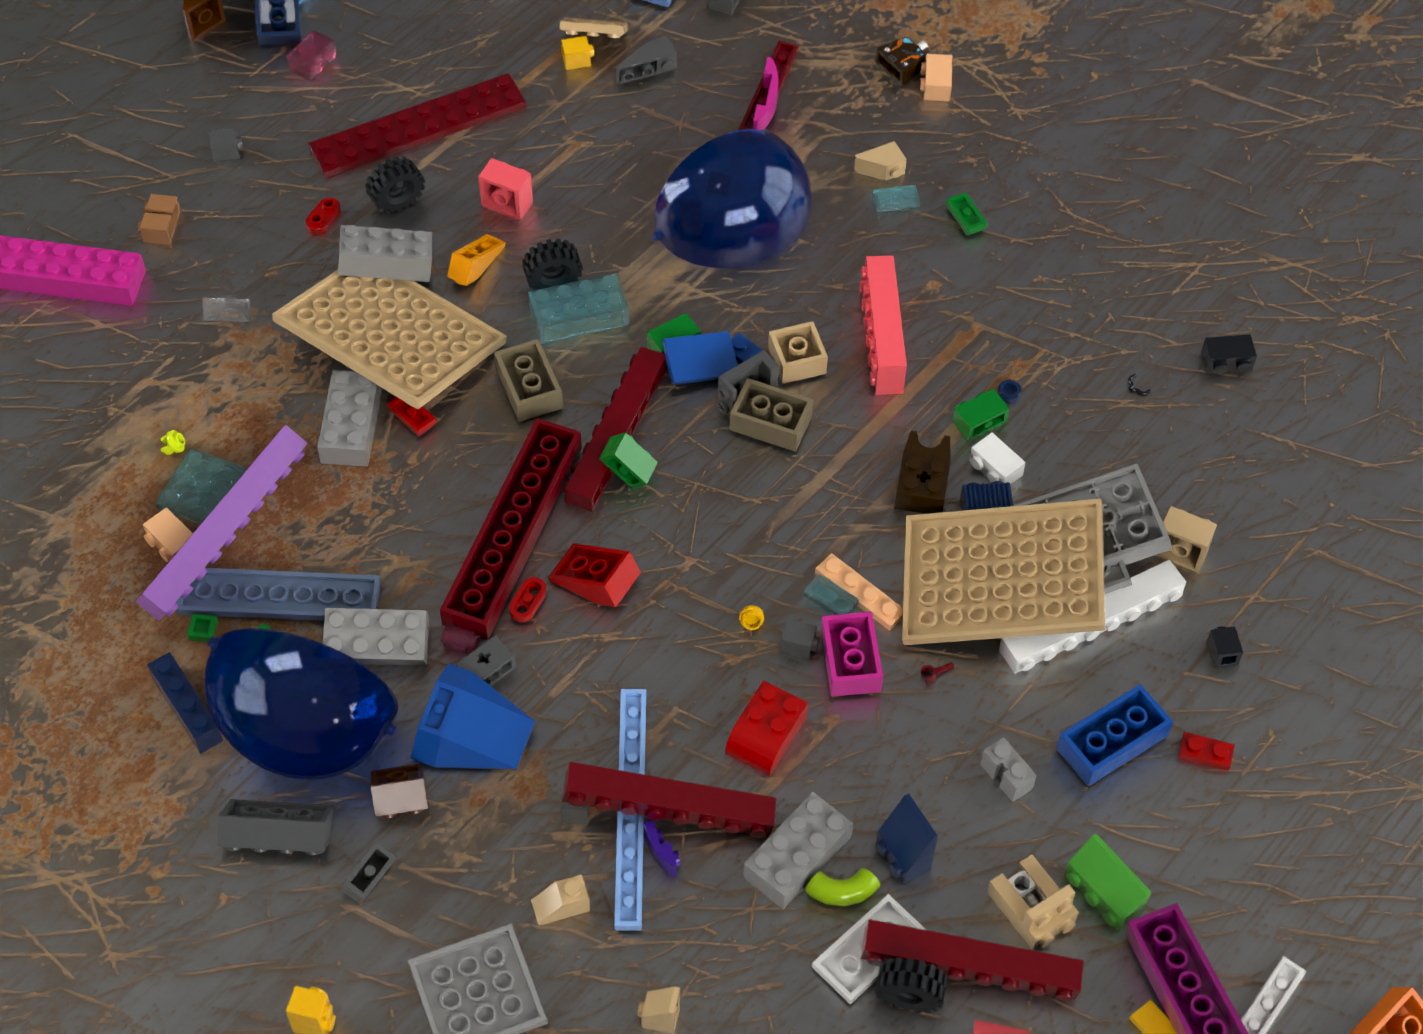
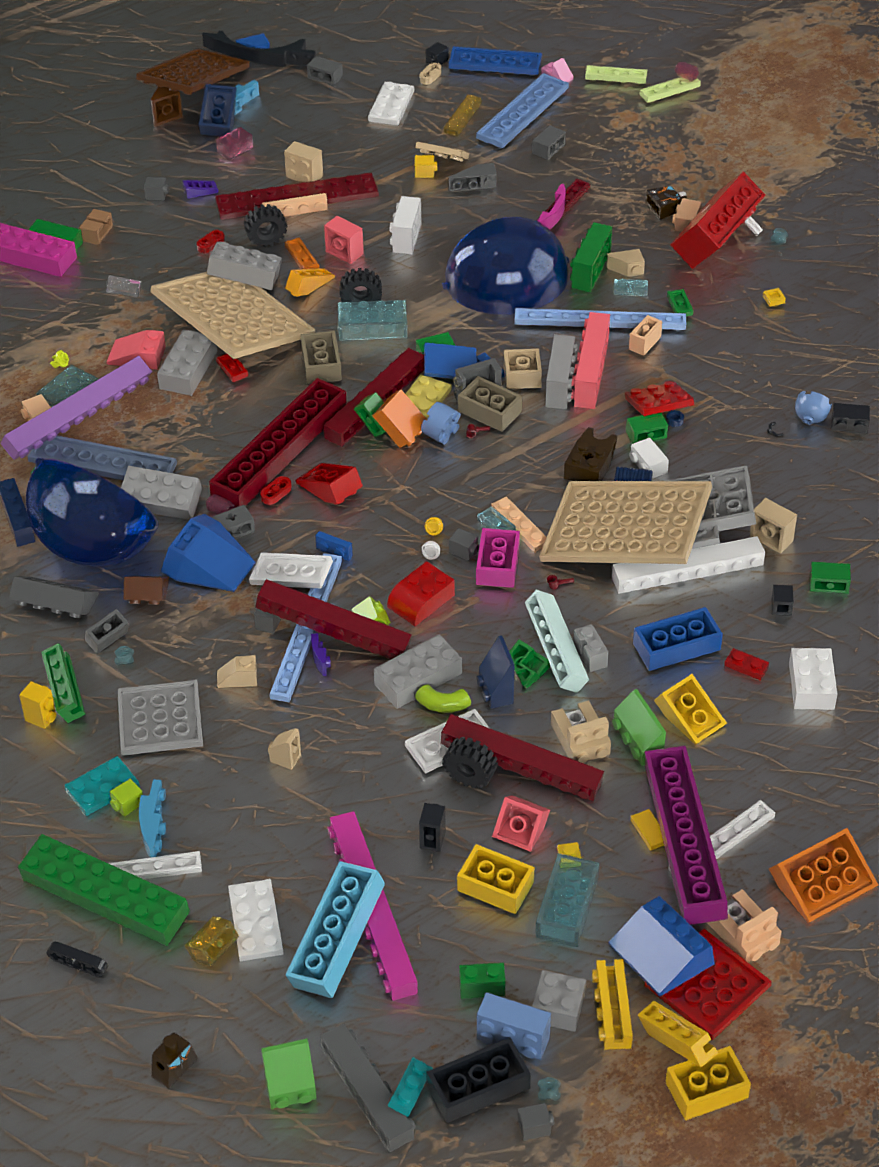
camera: 15 degrees right, 10 degrees down
(109, 238) = (58, 230): none -> green brick
(273, 406) = (146, 344): none -> coral slope
(274, 139) = (199, 188): none -> dark purple slope
(332, 968) = (63, 683): none -> green brick
(399, 895) = (124, 655): none -> clear light blue plate
(416, 75) = (303, 162): none -> tan brick
(424, 142) = (301, 204): none -> light nougat plate
(452, 218) = (301, 254): none -> orange tile
(582, 152) = (406, 225): none -> white brick
(586, 726) = (291, 570): none -> white plate
(631, 674) = (333, 545): none -> blue plate
(664, 461) = (400, 419): none -> orange brick
(679, 416) = (427, 392): none -> light yellow plate
(713, 772) = (373, 610): none -> lime brick
(717, 456) = (441, 422): none -> medium blue brick
(756, 459) = (471, 430): none -> dark red hand
(758, 656) = (430, 550): none -> white plate
(836, 164) = (591, 257): none -> green brick
(850, 350) = (561, 371): none -> light grey brick
(855, 256) = (575, 318): none -> light blue plate
(936, 805) = (528, 663): none -> green slope
(939, 273) = (645, 335): none -> light nougat brick
(963, 768) = (556, 641): none -> light aqua brick
(984, 368) = (659, 398): none -> red plate
(986, 85) = (719, 220): none -> red piece
(1060, 88) = (779, 235): none -> clear light blue plate
(1081, 184) = (774, 297): none -> yellow plate
(1159, 838) = (690, 709): none -> yellow slope
(1180, 349) = (812, 407): none -> medium blue cylinder
(1272, 601) = (830, 577): none -> green brick
(1296, 760) = (813, 678): none -> white brick

